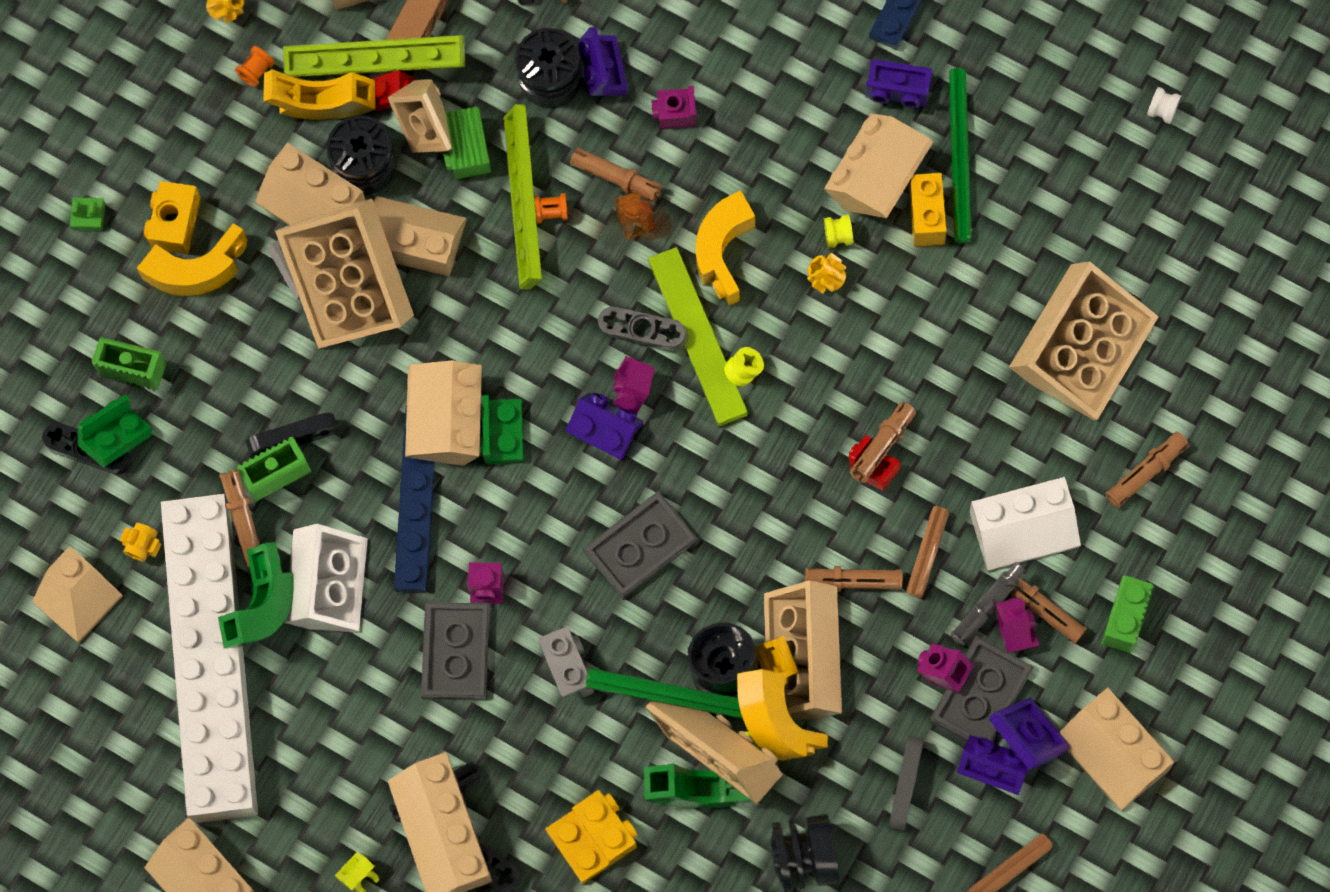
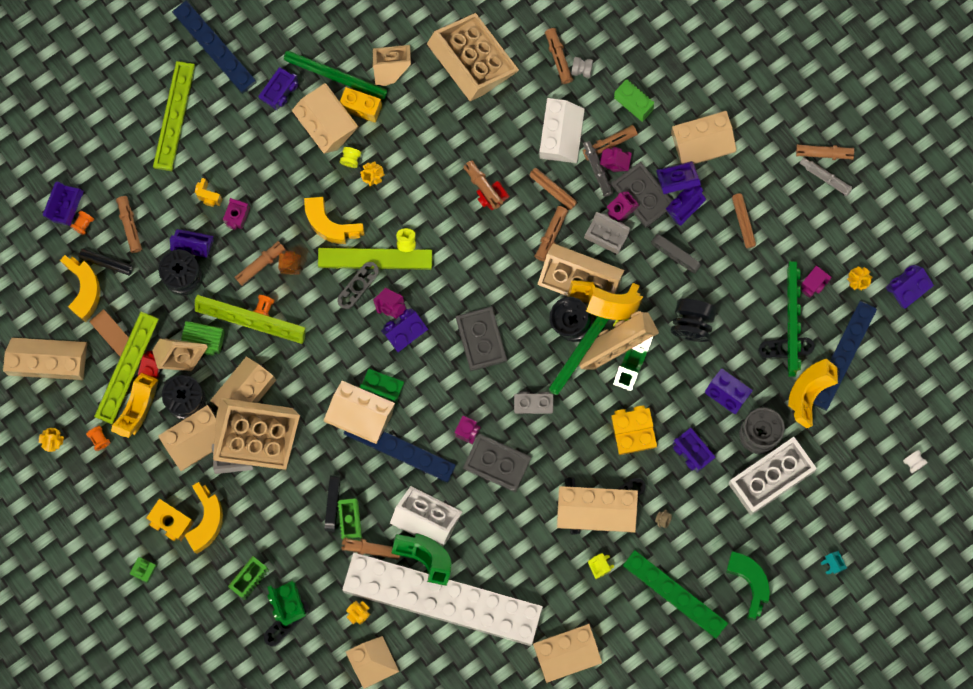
camera: 65 degrees left, 5 degrees up
(688, 43) = (209, 198): none -> yellow bracket
(891, 663) = (607, 233): none -> light grey bracket
(1013, 223) = (390, 63): none -> tan slope
(1145, 513) = (582, 67): none -> light grey wheel

